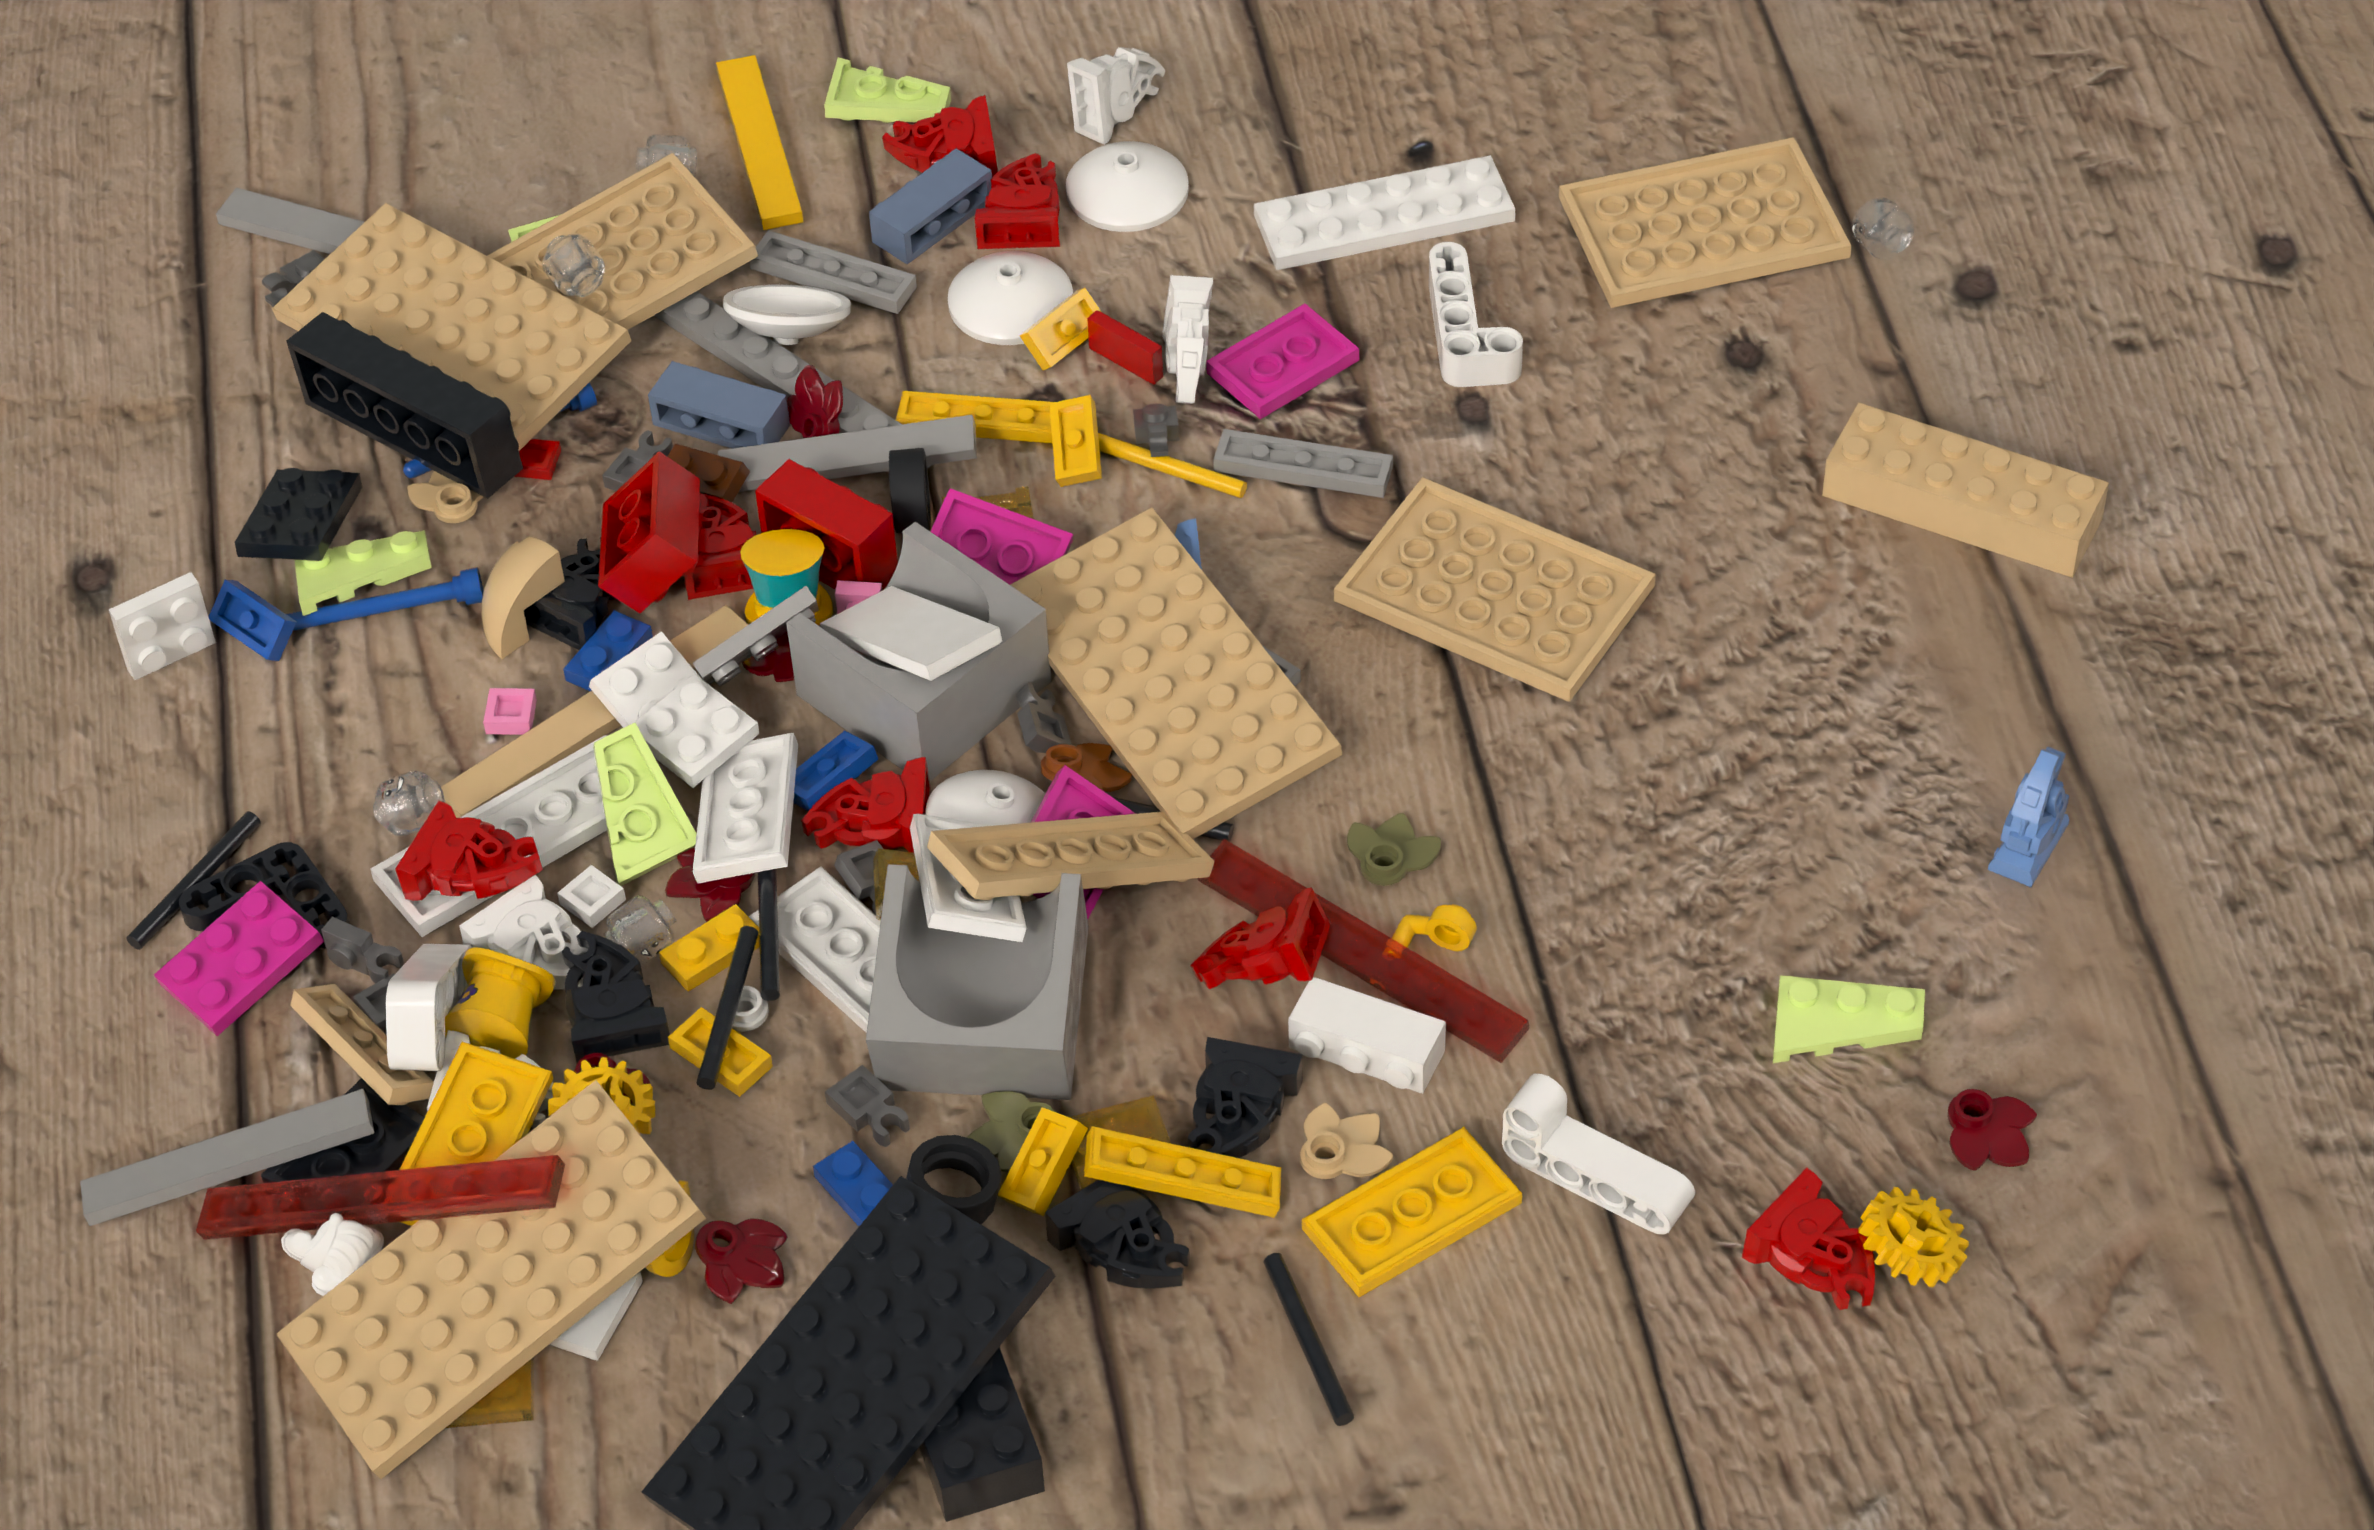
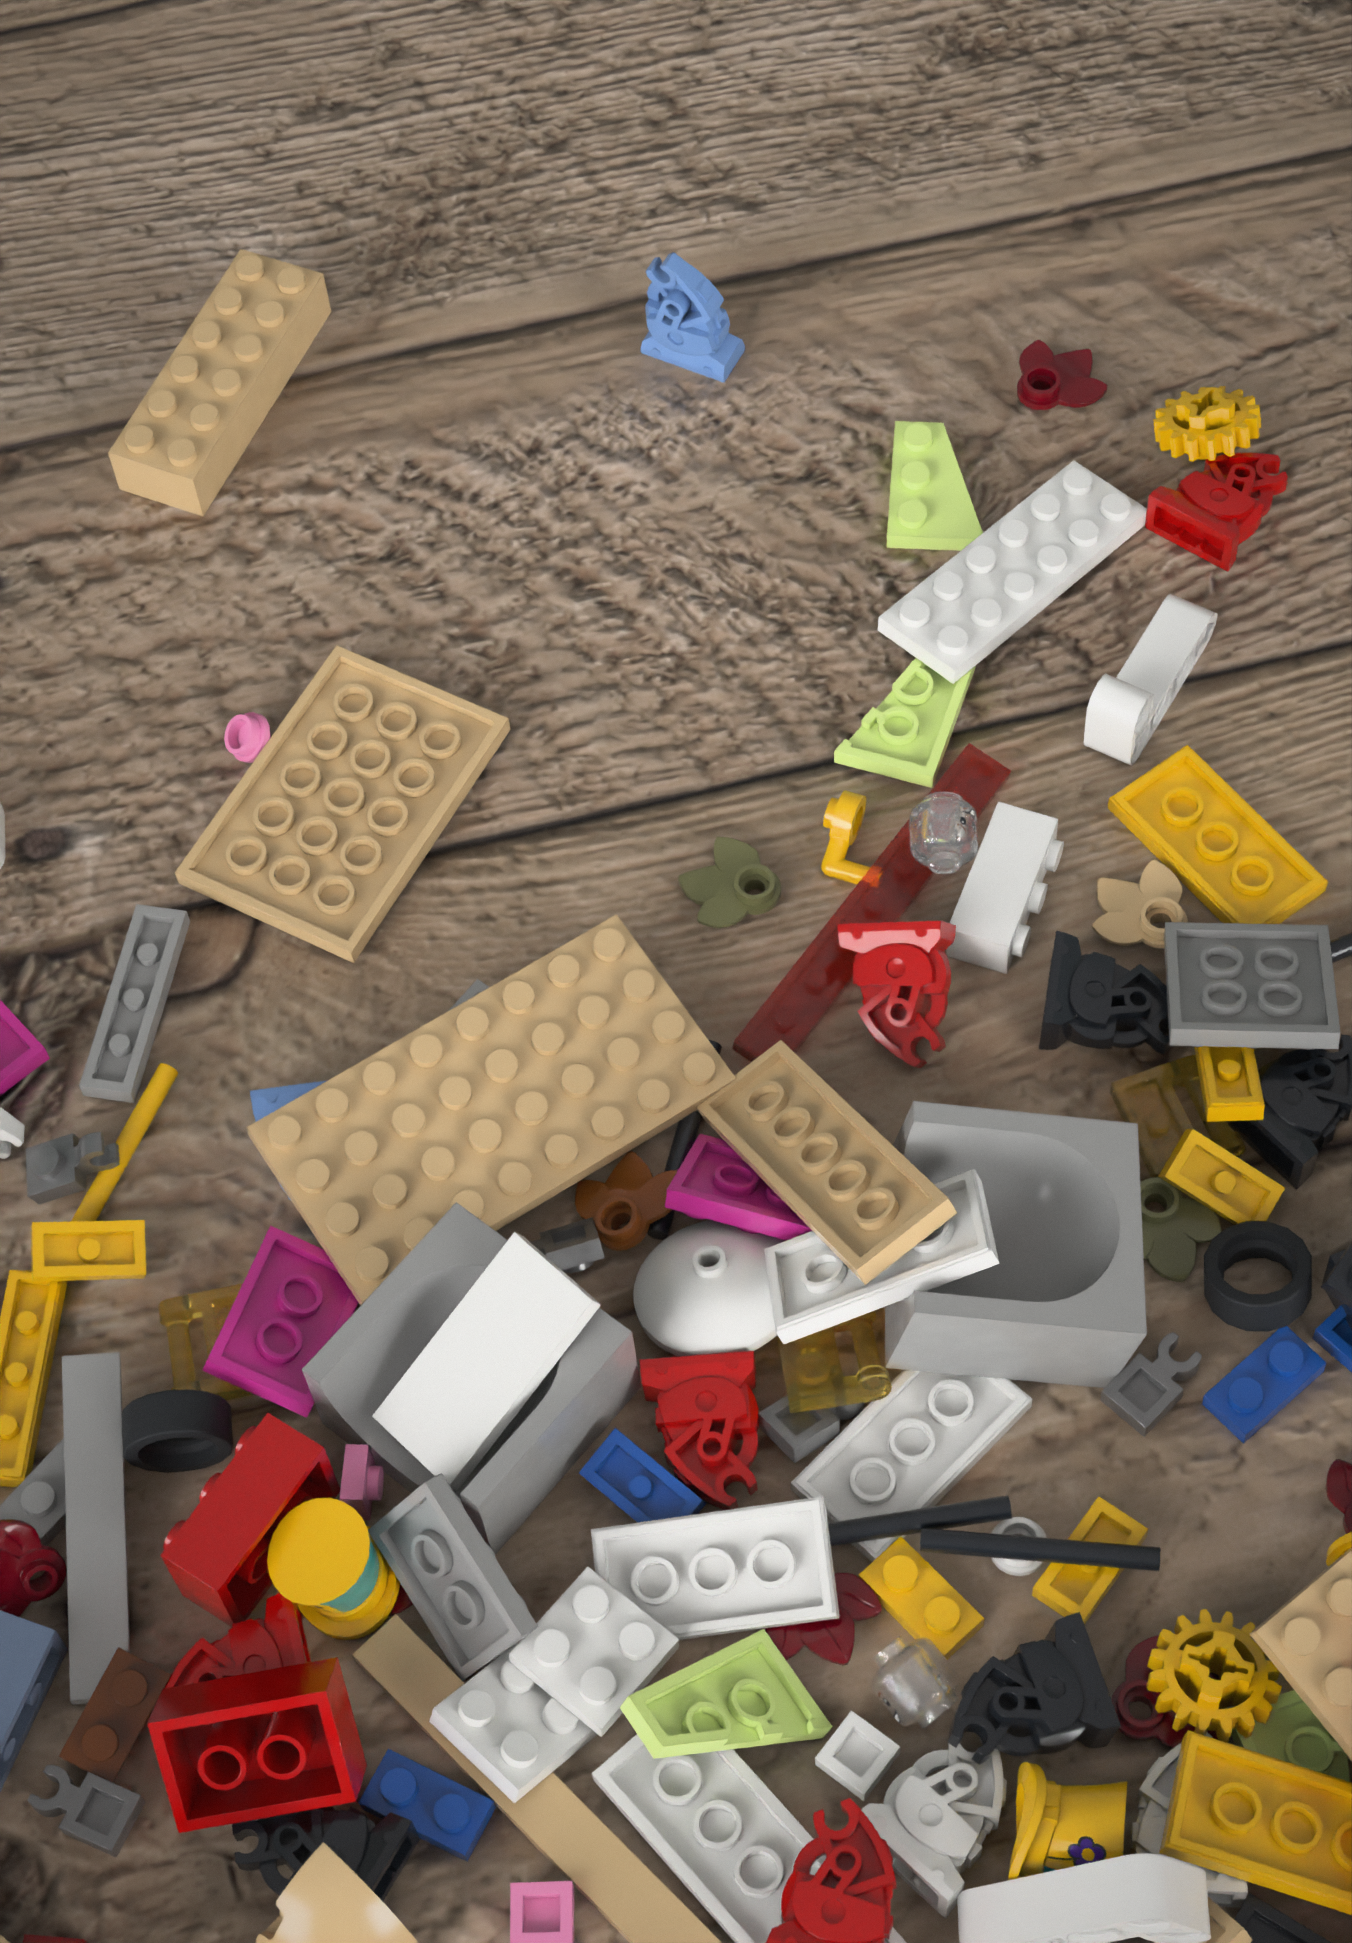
camera: 90 degrees left, 10 degrees up
(1227, 1186) = (1250, 986): none -> light grey plate
(1412, 977) = (943, 832): none -> clear head
(1556, 985) = (908, 728): none -> yellowish green wing
(1565, 521) = (247, 736): none -> bright pink plate
(1731, 1067) = (1012, 571): none -> white plate

